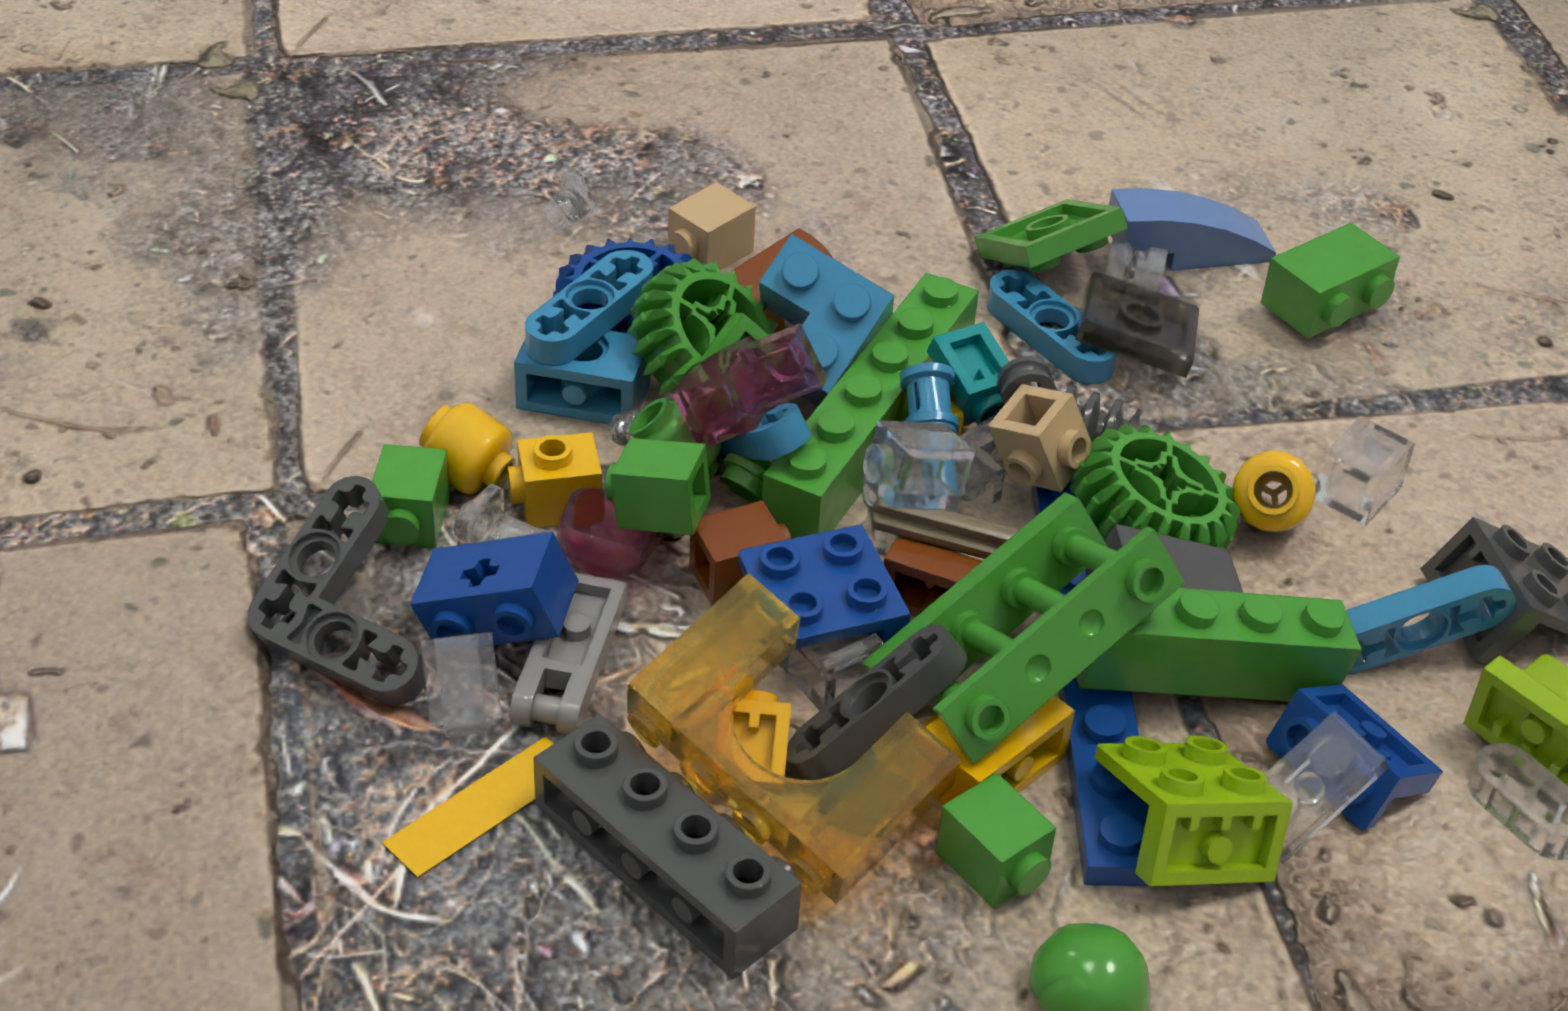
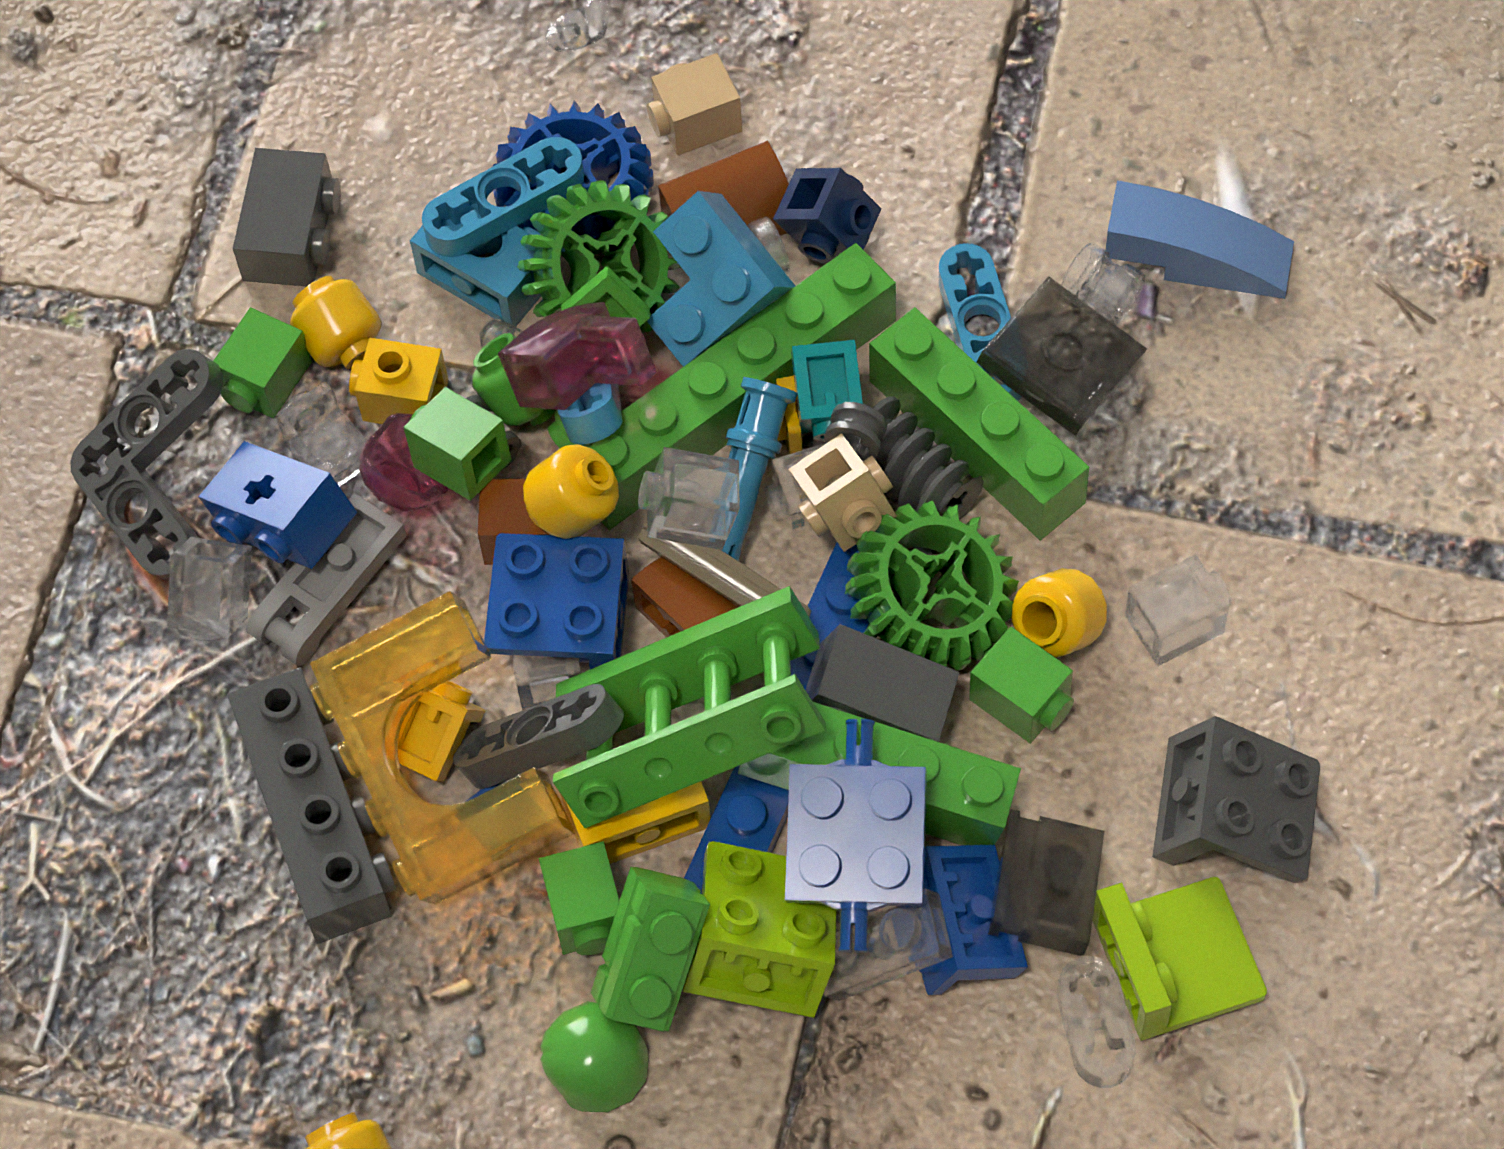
camera: 30 degrees right, 20 degrees up
(374, 384) = (286, 217): none -> dark grey brick
(468, 813) = (180, 710): yellow sticker -> none
(798, 489) = (571, 491): none -> yellow head
(883, 257) = (826, 212): none -> dark blue brick
(1049, 233) = (1030, 214): bright green plate -> none
(1107, 844) = (649, 949): none -> bright green brick
(1169, 390) = (981, 423): none -> bright green brick
(1253, 678) = (856, 835): none -> plate
(1280, 553) = (1022, 686): none -> bright green brick
(1329, 280) = (1297, 360): bright green brick -> none
(1417, 699) = (1047, 883): none -> clear smoke plate
(1456, 608) = (1107, 803): dark azure beam -> none

